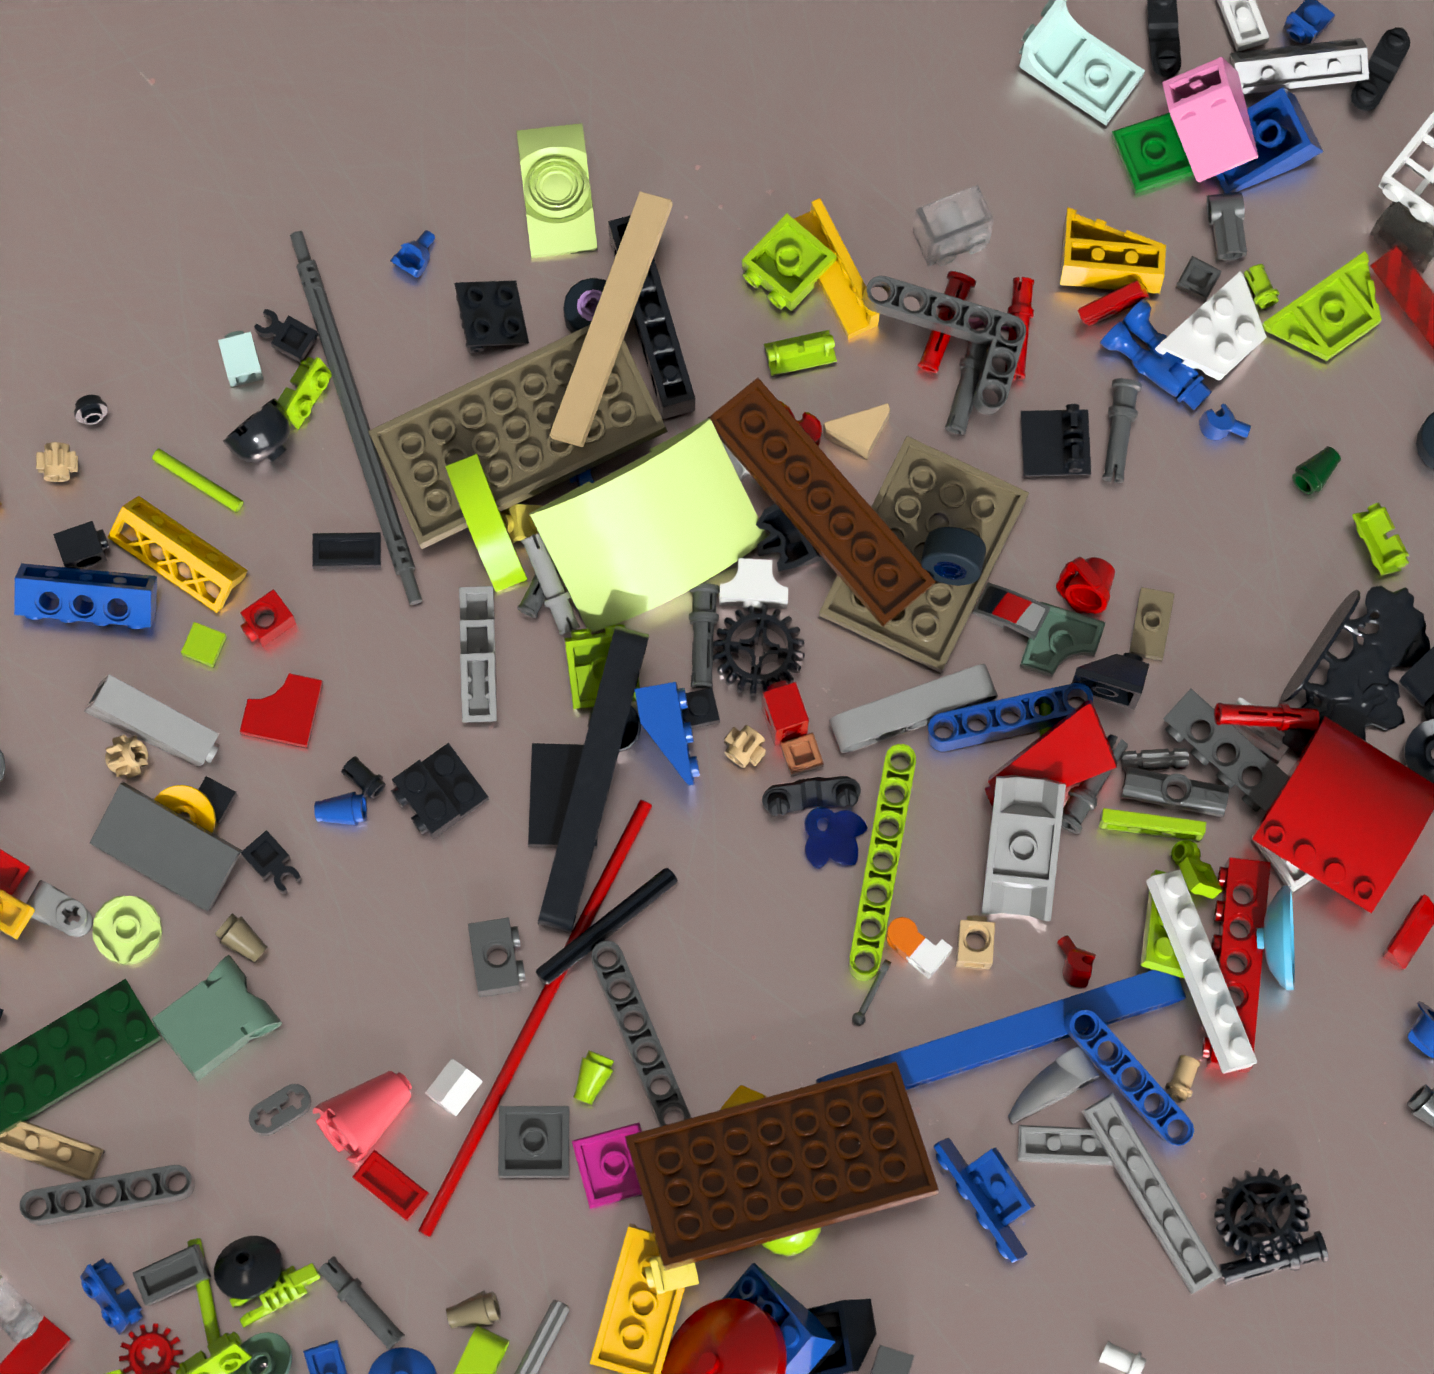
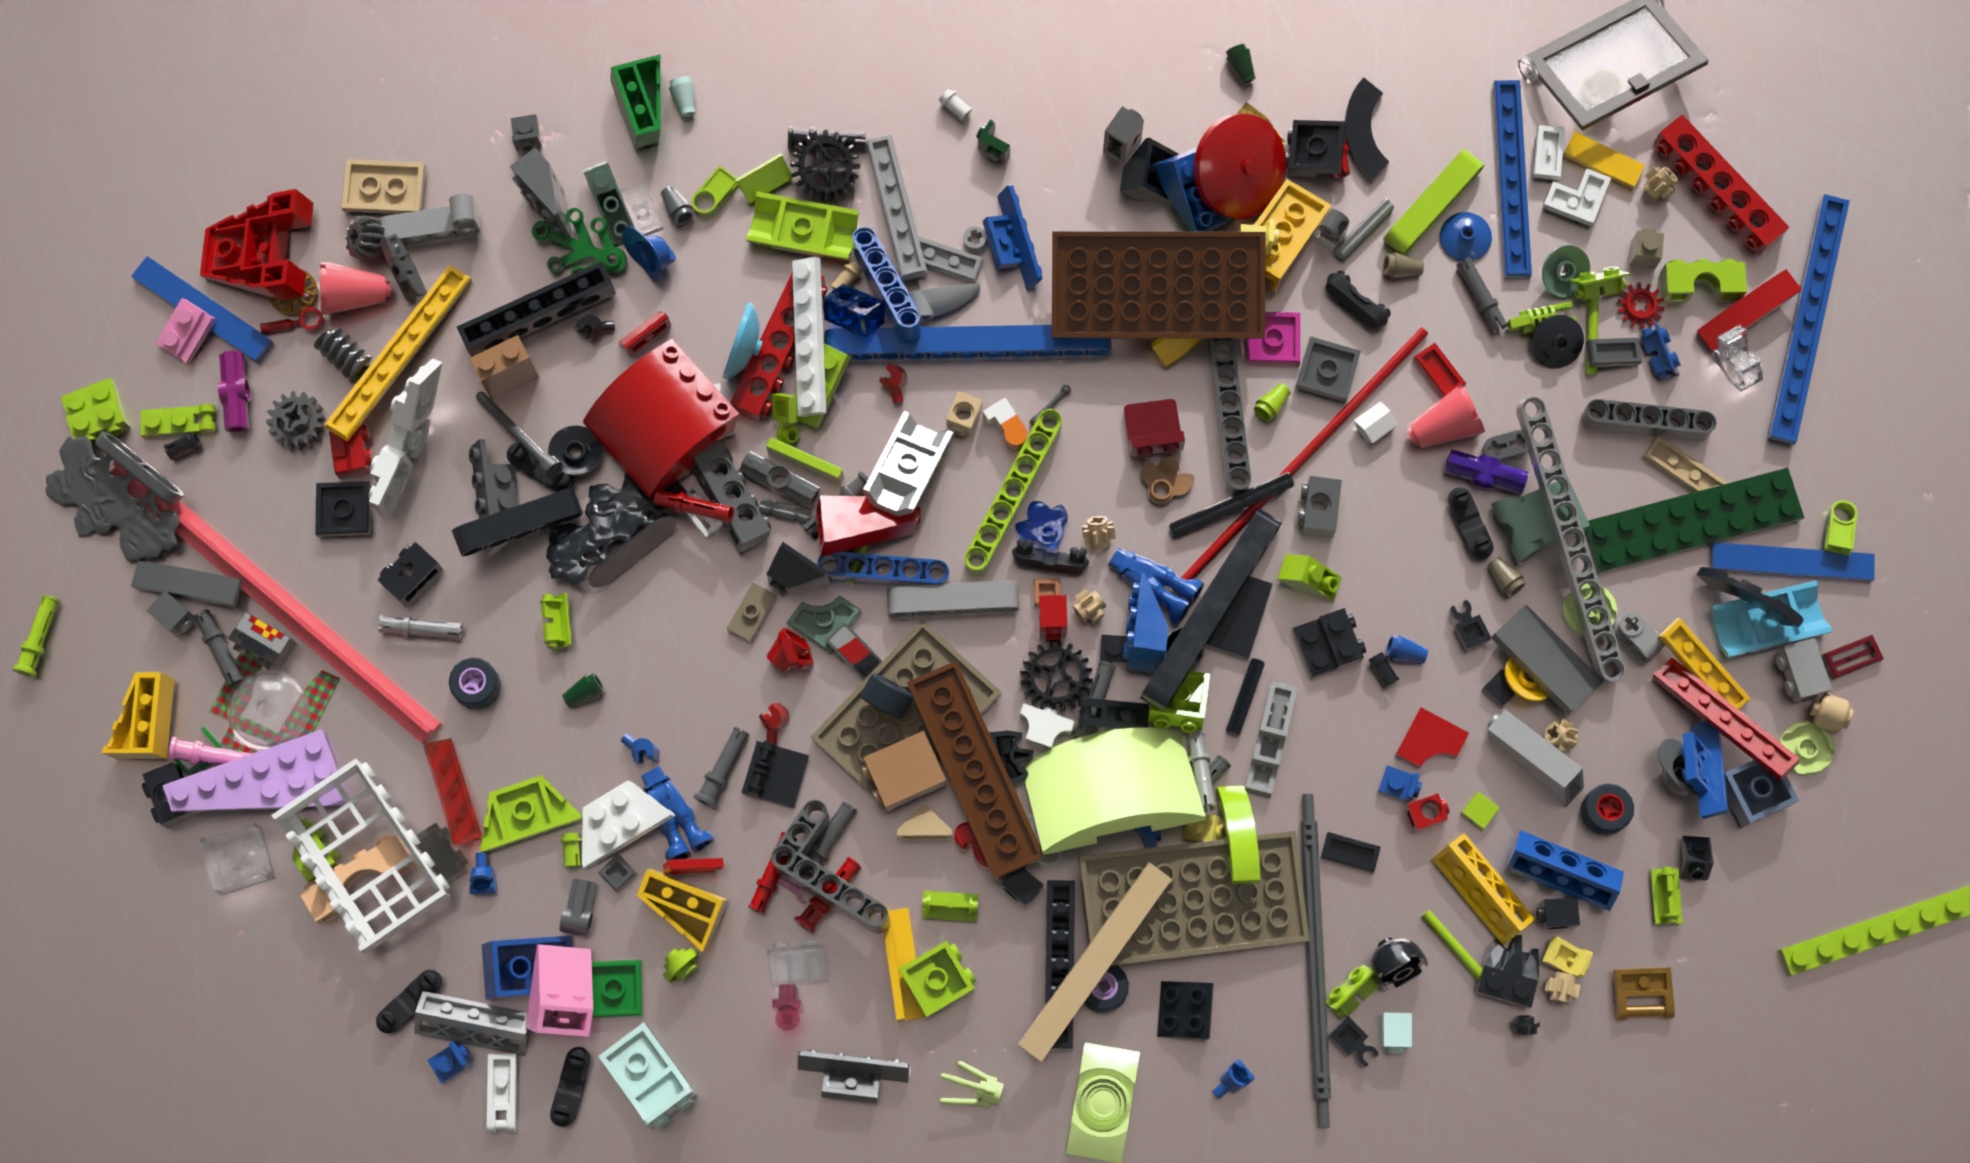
camera: 160 degrees left, 0 degrees up
(41, 678) = (1616, 805): none -> black wheel
(59, 499) = (1567, 957): none -> light yellow bracket
(123, 464) = (1509, 972): none -> black plate
(177, 1001) = (1580, 548): none -> light grey beam
(298, 1065) = (1486, 471): none -> dark purple piece
(301, 993) = (1470, 523): none -> black piece
(308, 646) = (1400, 784): none -> blue bracket
(485, 863) = (1309, 576): none -> lime slope
(495, 1229) = (1341, 289): none -> black piece
(523, 697) = (1245, 696): none -> black axle
(580, 1328) = (1331, 229): none -> dark grey leg
(678, 804) = (1158, 576): none -> blue piece
(679, 618) = (1113, 714): none -> black plate
(690, 161) = (988, 1091): none -> yellowish green plant
(697, 943) = (1167, 477): none -> medium nougat plate
(718, 391) = (1021, 886): none -> black brick
(732, 995) = (1153, 428): none -> dark red bracket
(761, 841) = (1098, 532): none -> tan gear
(848, 129) = (852, 1076): none -> dark grey bracket
(904, 477) = (903, 771): none -> medium nougat brick
(948, 176) = (787, 1007): none -> clear pink hips
(1047, 1185) = (982, 241): none -> light grey bush
(1051, 1311) = (993, 147): none -> dark green bracket
(1079, 502) = (777, 720): none -> red piece
(1088, 192) = (680, 964): none -> lime plate
(1160, 1023) = (854, 310): none -> clear blue brick
(1261, 1127) = (803, 226): none -> lime piece
(1335, 1180) = (764, 178): none -> lime tile
(1351, 225) = (482, 876): none -> blue piece
(1390, 1153) = (717, 186): none -> lime piece

